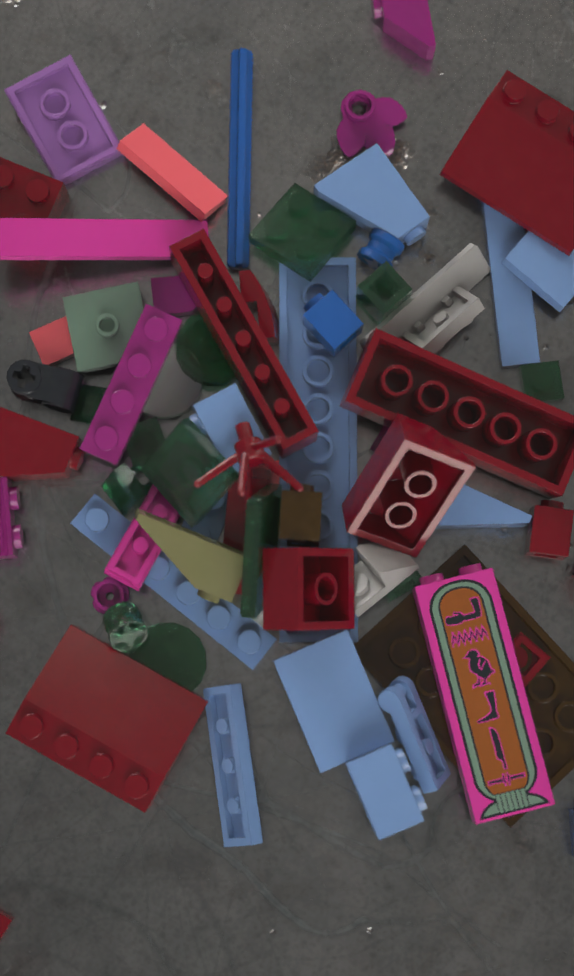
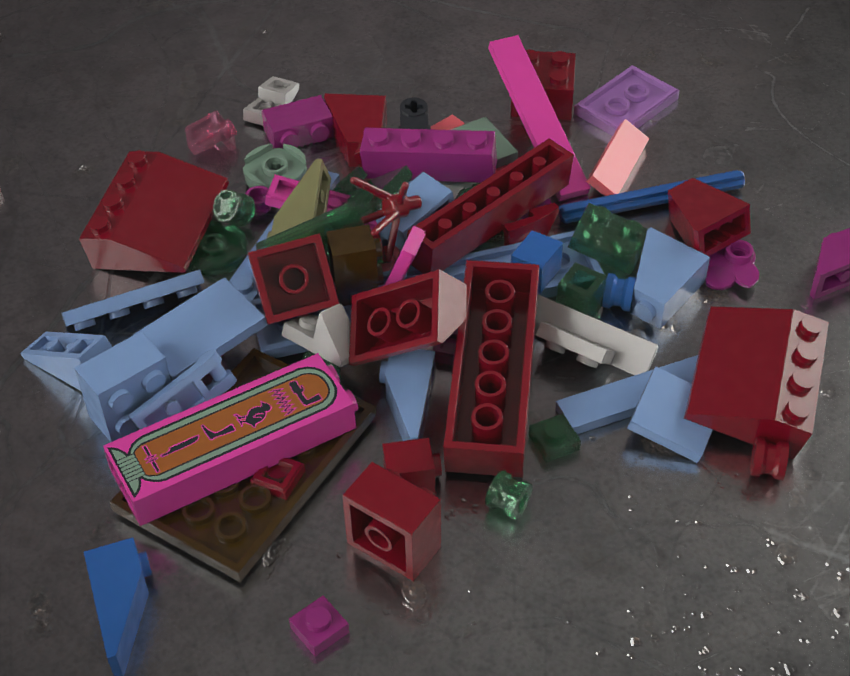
camera: 75 degrees right, 35 degrees down
(40, 557) = (287, 162): none -> sand green plate
(306, 842) = (62, 352): none -> medium blue slope
(308, 121) = (707, 216): none -> dark red slope
(311, 462) = (406, 256): none -> dark pink tile

